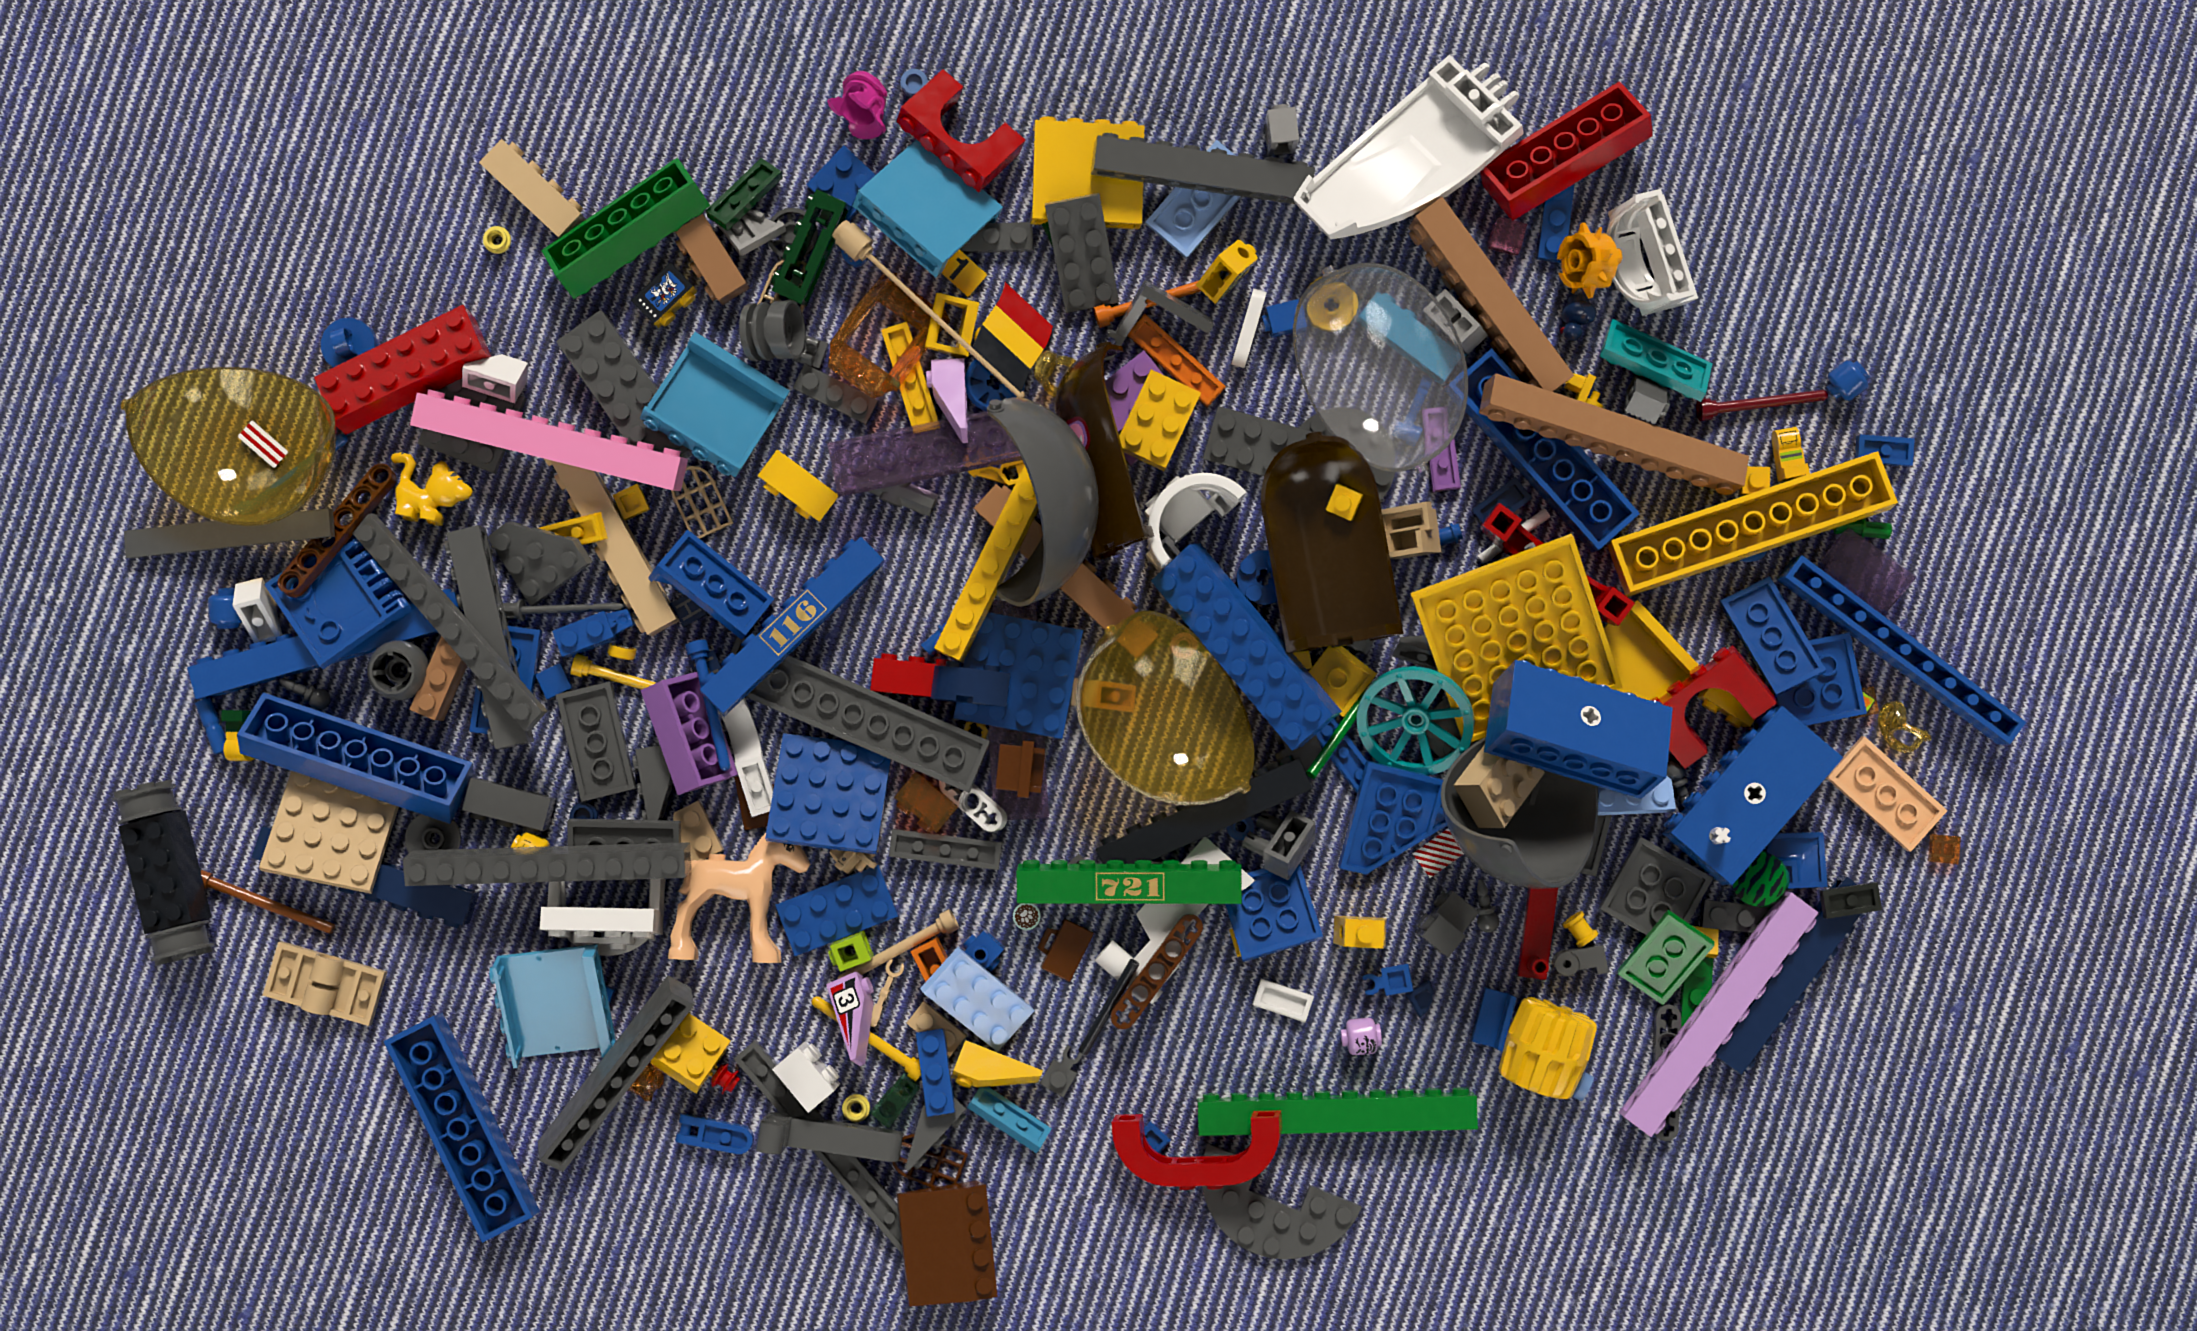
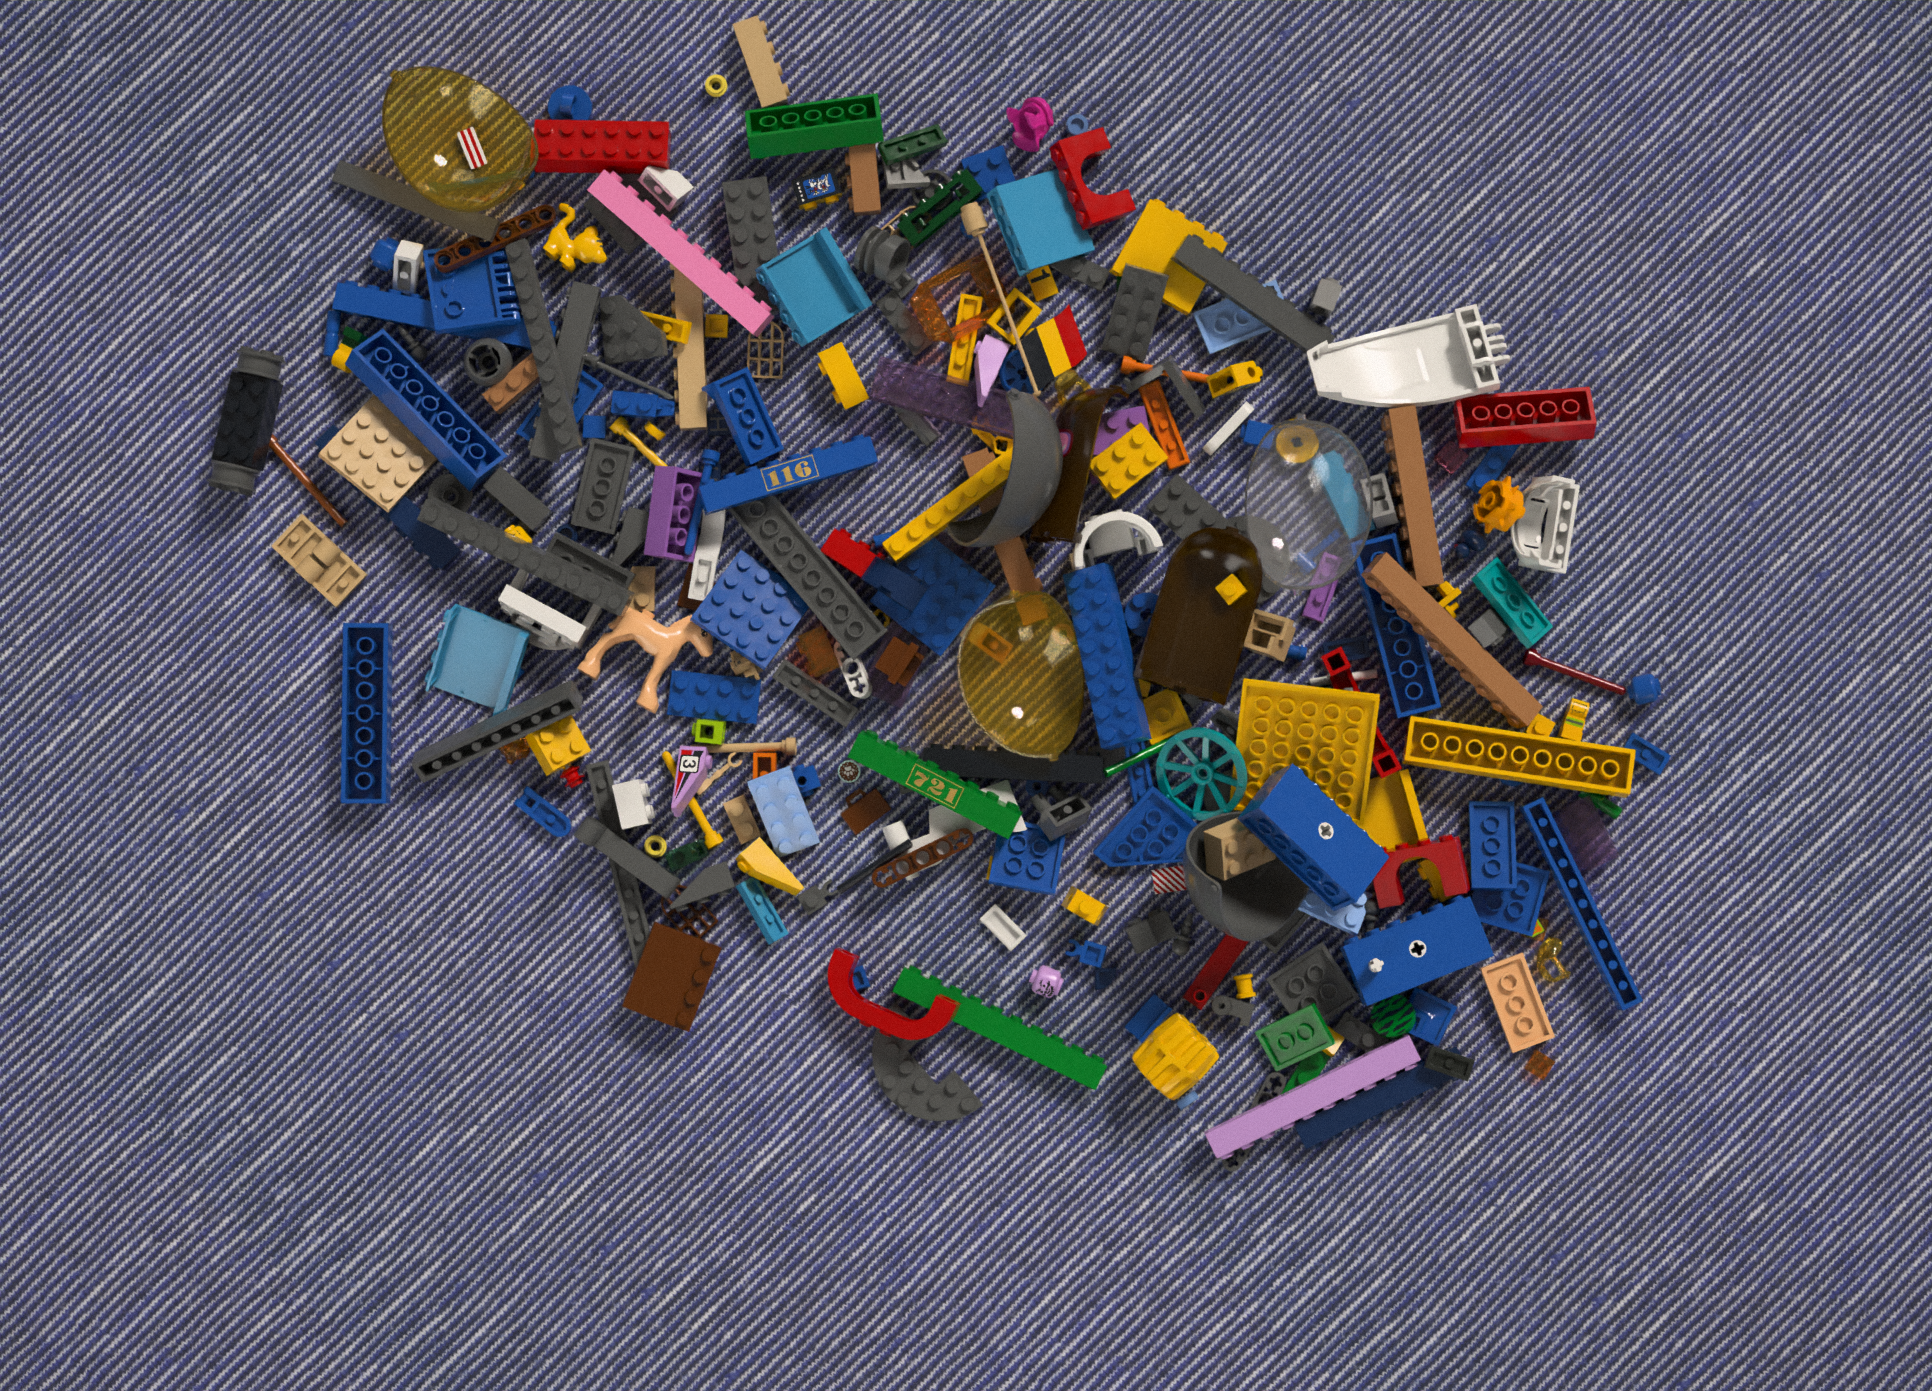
camera: 25 degrees right, 0 degrees up
(935, 1072) = (726, 849): blue plate -> none

